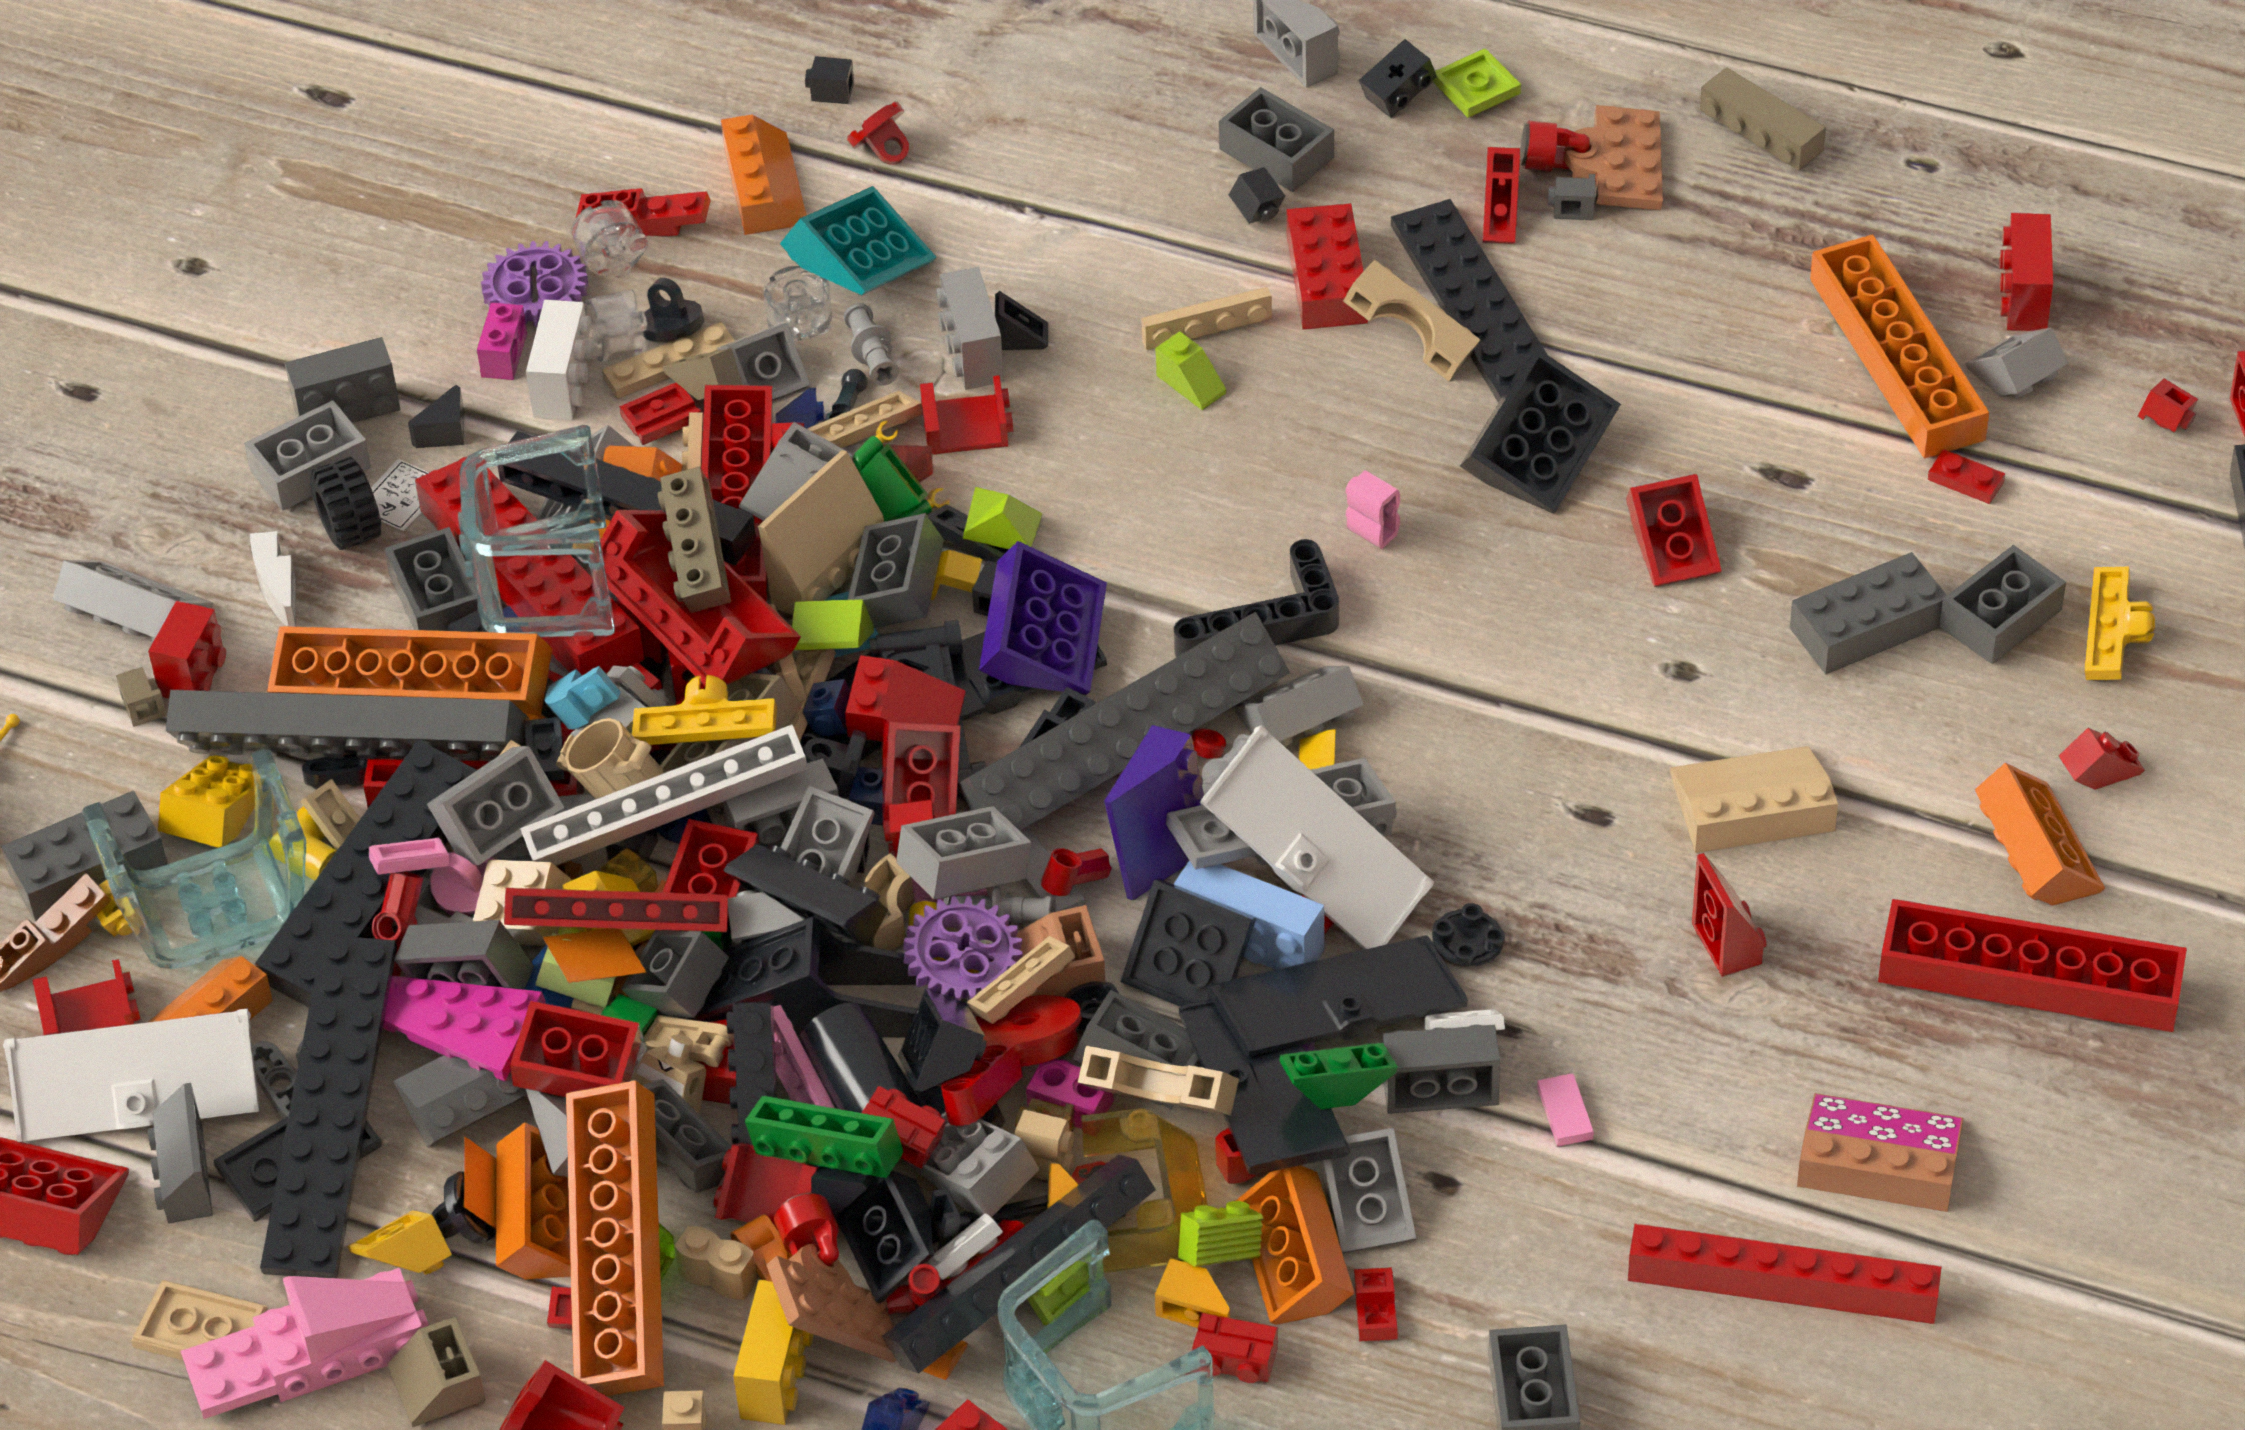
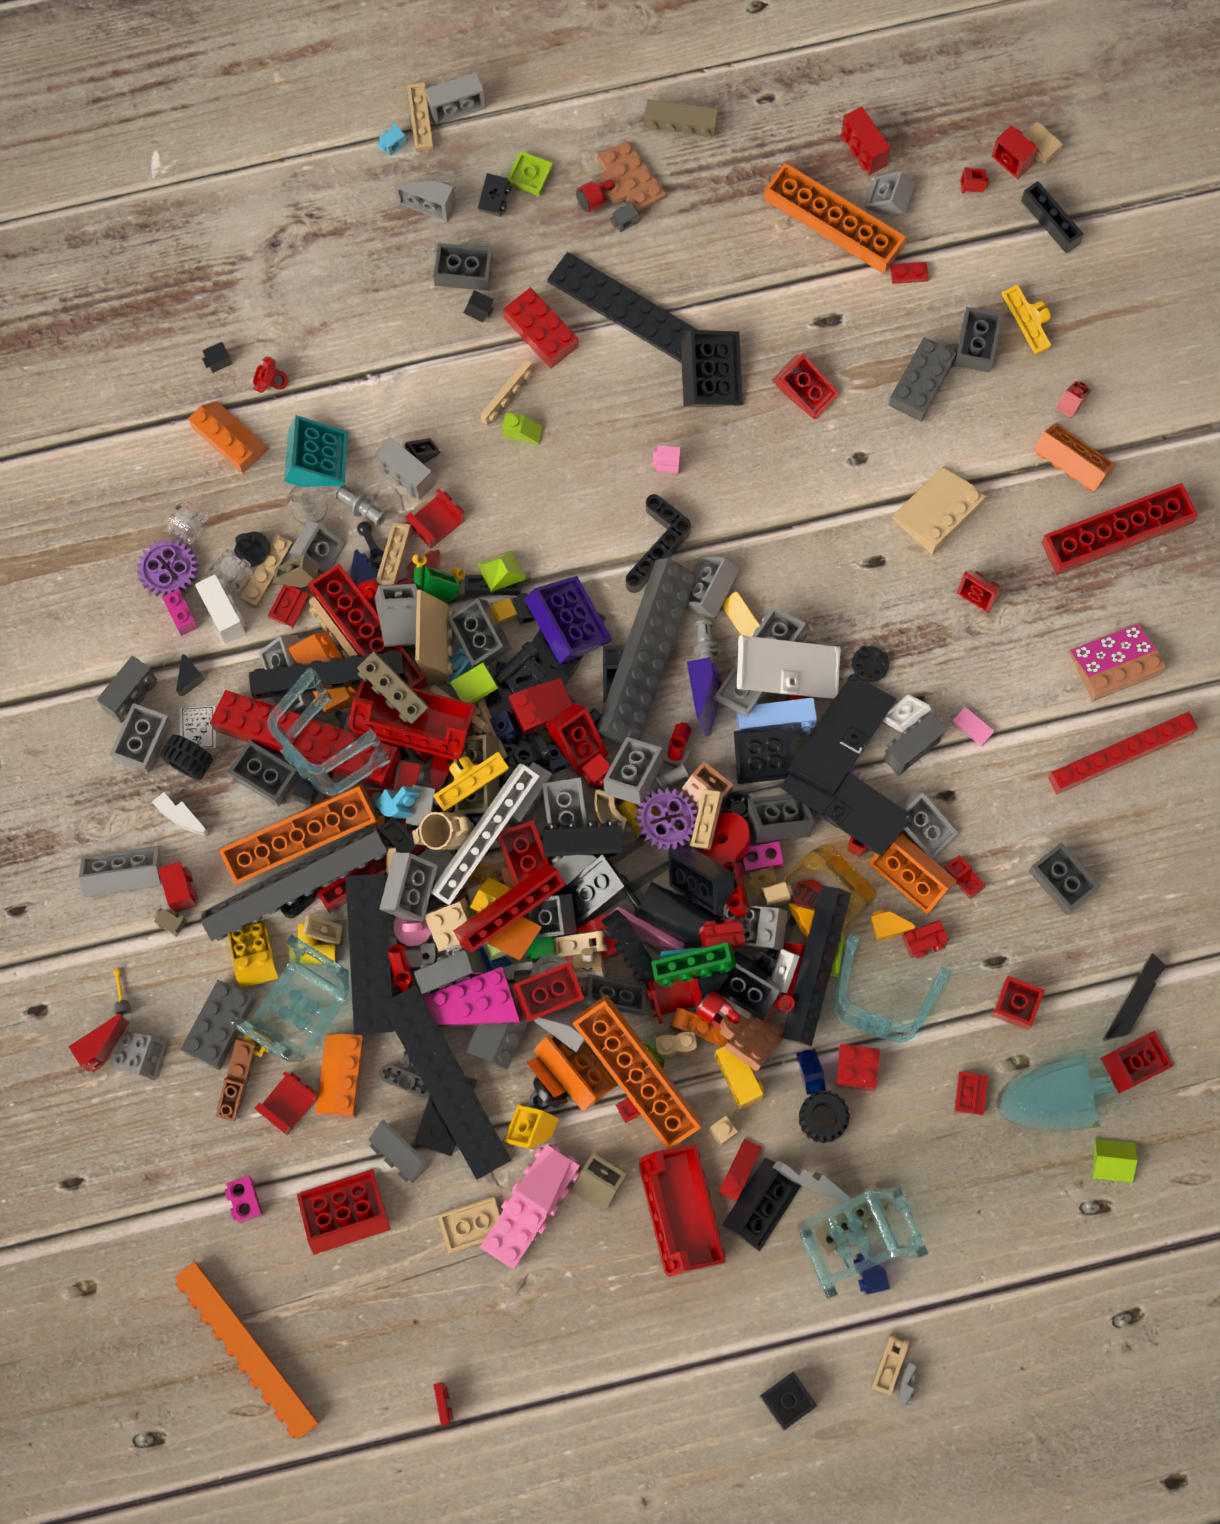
camera: 35 degrees left, 25 degrees up
(127, 1071) = (344, 1127): white door -> none
(408, 856) = (390, 940): bright pink tile -> none
(633, 682) = (416, 778): light grey plate -> none
(655, 214) = (191, 491): red slope -> none
(1158, 1081) = (827, 831): tan arch -> none
(1208, 743) = (684, 633): red tile -> none
(1220, 1234) = (883, 891): lime brick -> none
(1339, 1074) = (886, 781): green slope -> none
(1383, 294) = (629, 340): tan arch -> none
(1501, 195) = (591, 236): red slope -> none

